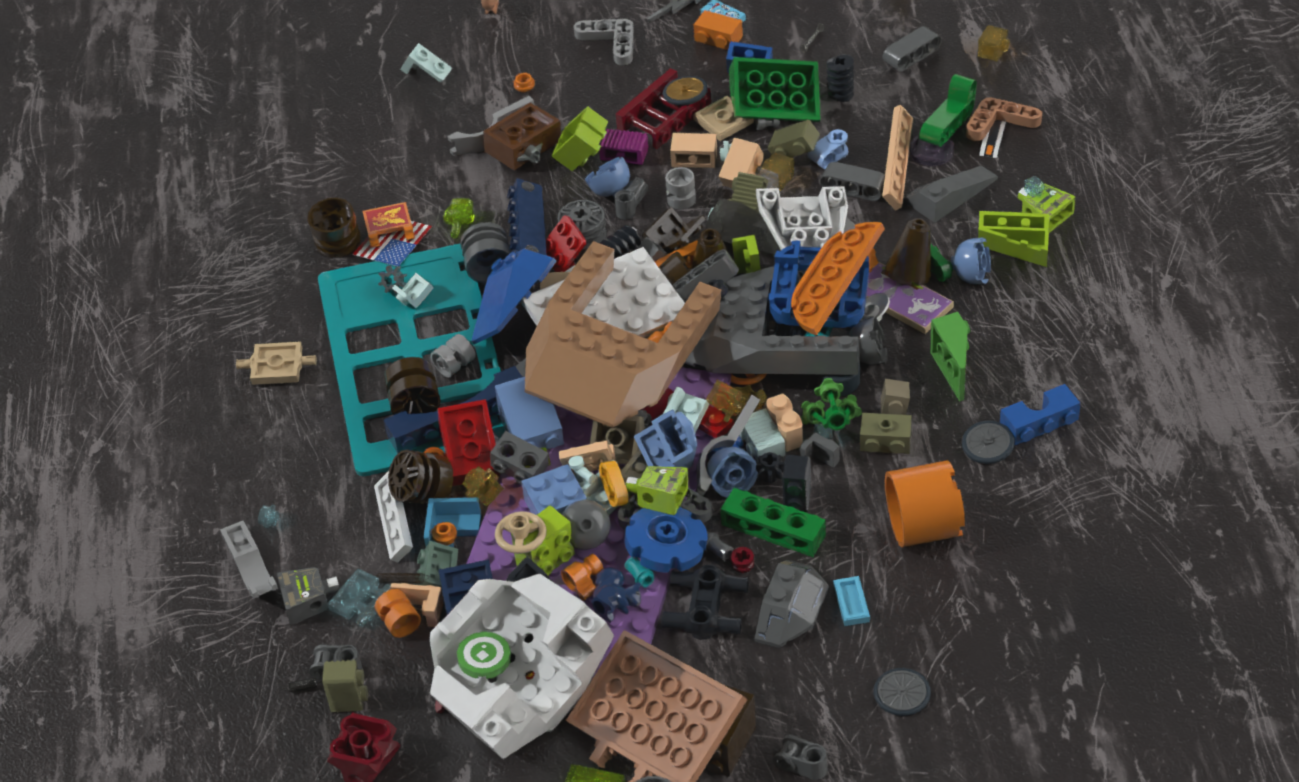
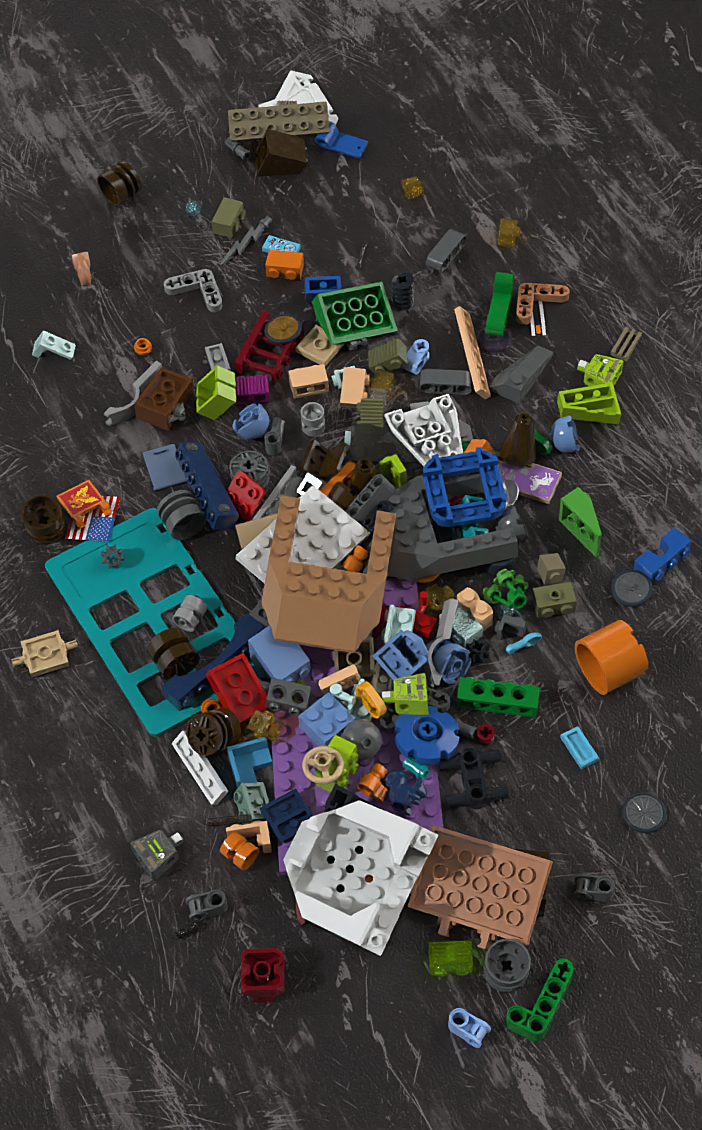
camera: 20 degrees left, 10 degrees up
(248, 559) = (98, 836): light grey piece -> none
(268, 516) = (97, 792): clear light blue plate -> none
(344, 686) = (227, 925): olive brick -> none
(354, 593) = (196, 841): clear light blue plate -> none
(414, 291) = (134, 562): light aqua bracket -> none
(444, 533) = (250, 777): orange plate -> none
(459, 213) = (140, 481): clear neon green piece -> none
(483, 655) = (332, 874): bright green tile -> none
(492, 205) = (164, 467): none -> sand blue container
(505, 289) = (217, 548): blue wedge -> none
(603, 106) = (217, 356): none -> light grey hinge
(623, 241) = (289, 485): black piece -> none
(725, 399) = (428, 604): clear yellow bracket -> none
(790, 603) = (537, 762): dark grey wedge -> none
(797, 482) = (506, 661): black brick -> none
(831, 274) = (475, 479): orange plate -> none
(837, 471) = (528, 641): none -> medium azure piece
(1034, 186) = (591, 360): clear light blue plate -> none
(1086, 182) = (626, 331): none -> dark tan tile

